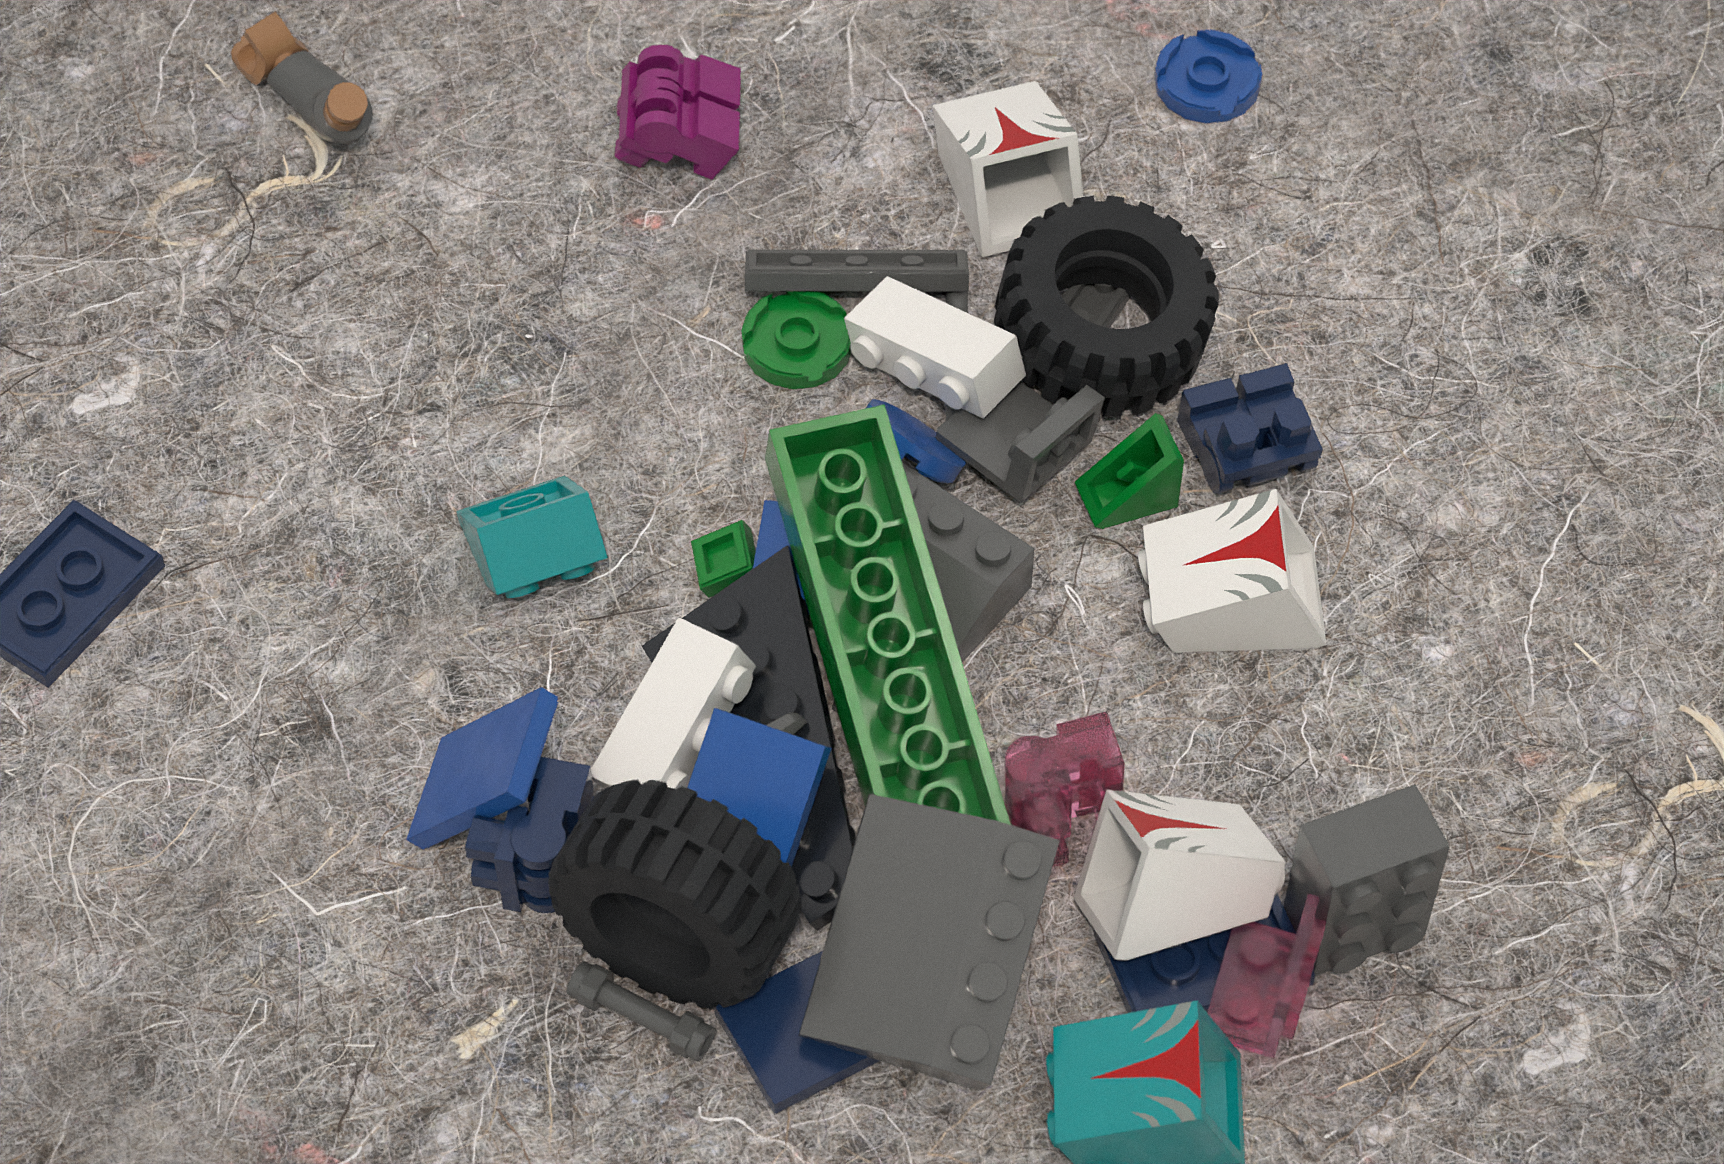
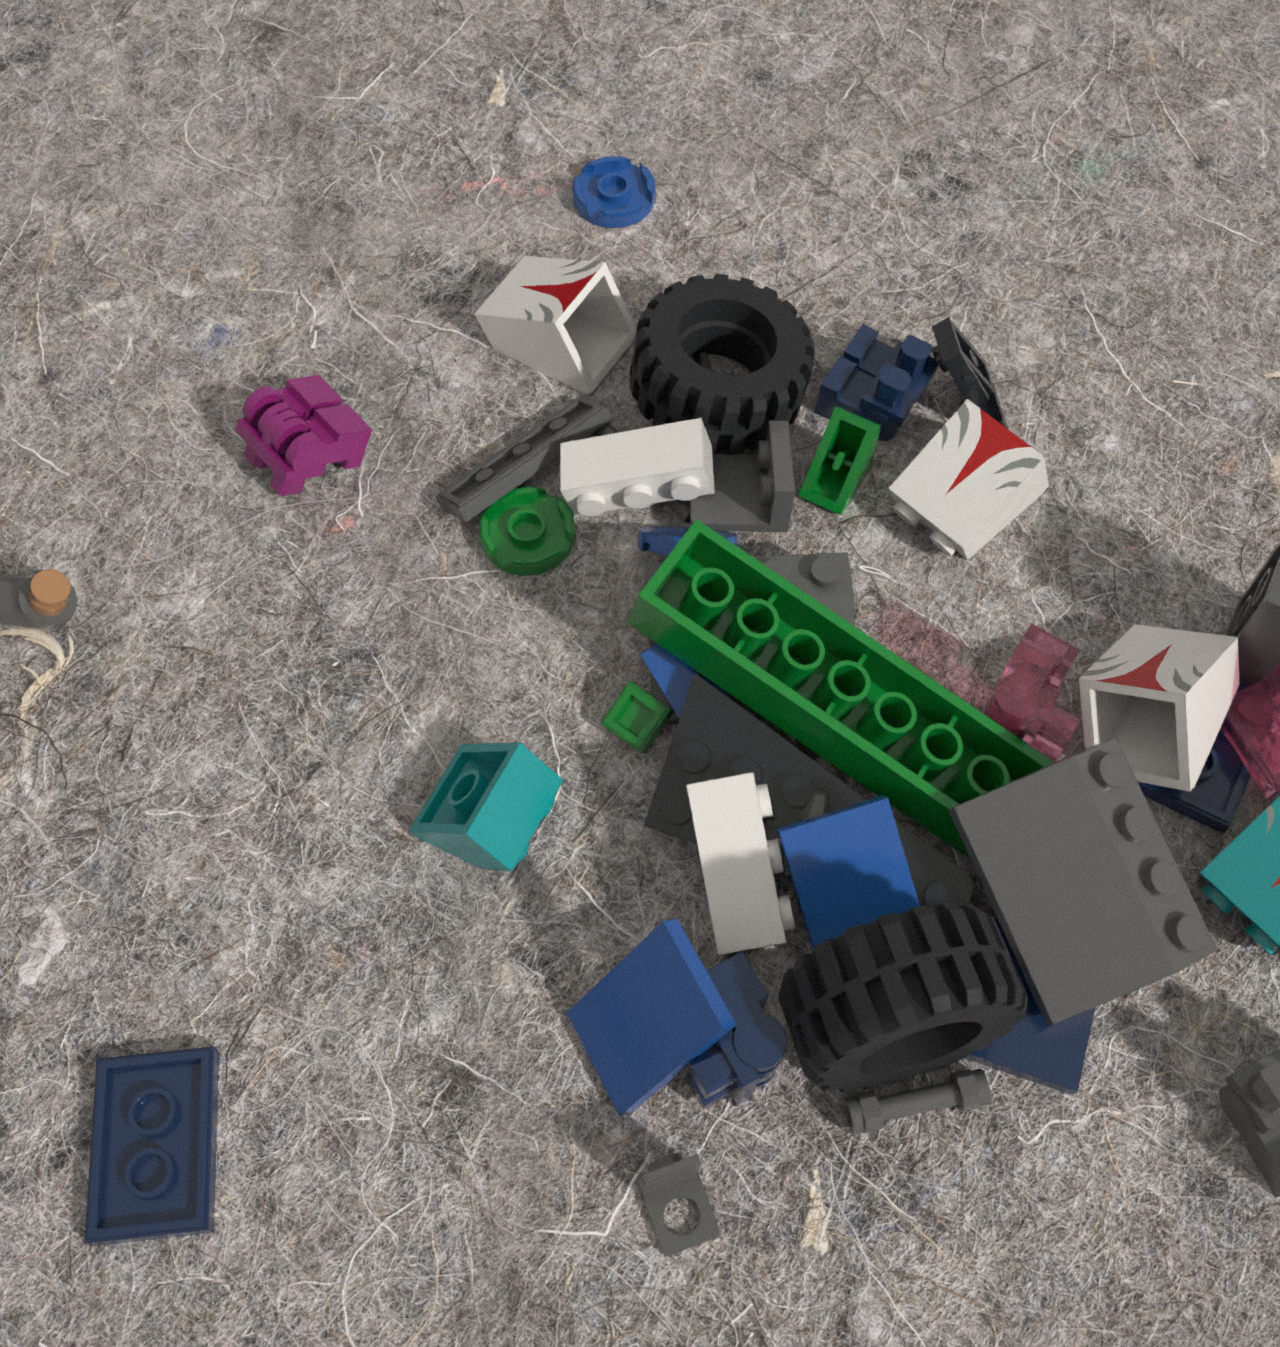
camera: 40 degrees left, 5 degrees up
(392, 907) = (673, 1179): none -> dark grey bracket
(1343, 483) = (967, 368): none -> black wing

